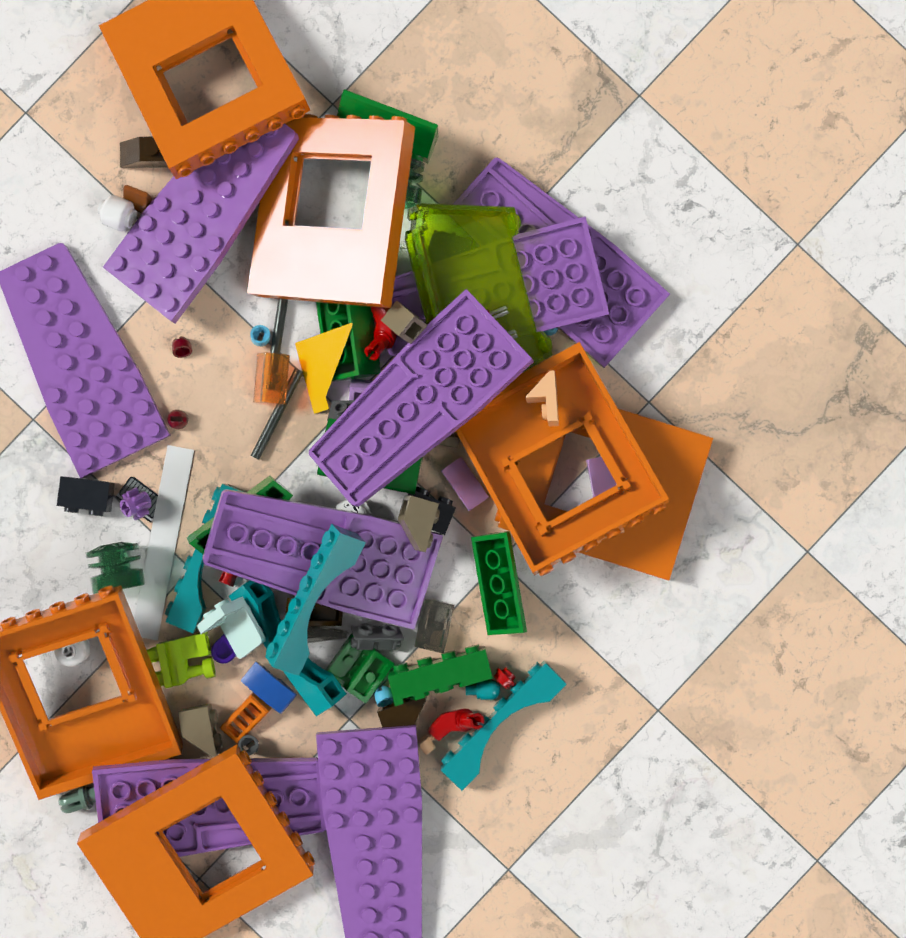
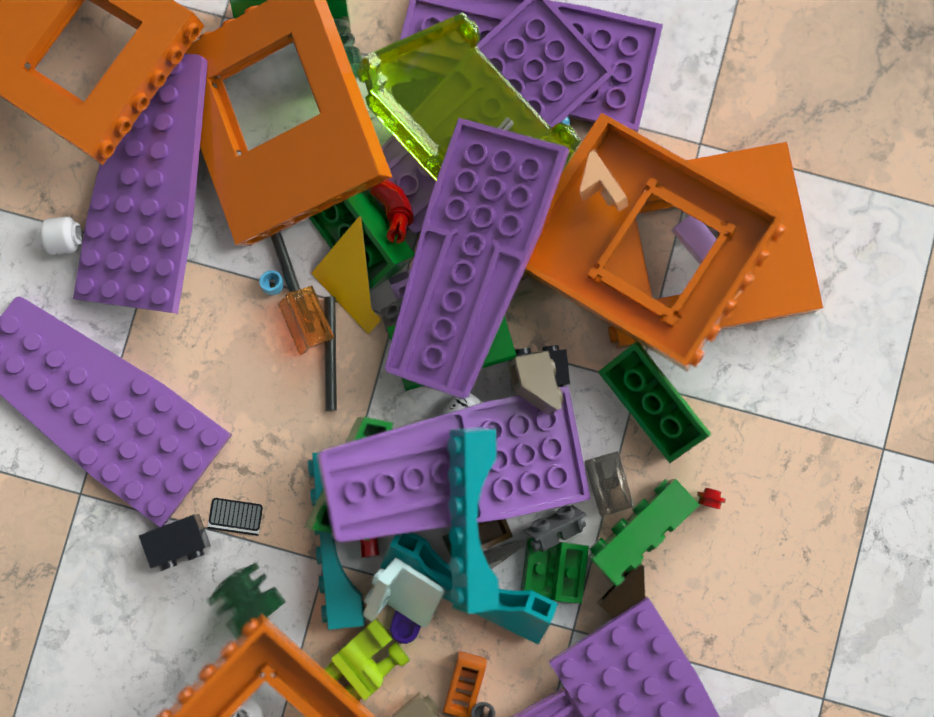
camera: 25 degrees left, 5 degrees down
(135, 504) = (232, 523): medium lavender gear -> none
(138, 197) = (74, 208): dark orange slope -> none
(141, 153) = (55, 162): dark brown slope -> none
(163, 540) = (281, 547): white sticker -> none
(176, 424) = (231, 419): dark red hinge -> none
(177, 349) = (196, 343): dark red hinge -> none
(268, 687) = (472, 641): blue slope -> none
(384, 696) = (597, 586): medium azure hinge -> none
(404, 322) = (413, 185): dark tan slope -> none
(456, 720) = (685, 570): red arm -> none
(464, 484) = (560, 323): lavender slope -> none
(484, 690) = (696, 523): teal cylinder -> none
(538, 687) = (718, 608): teal arch -> none

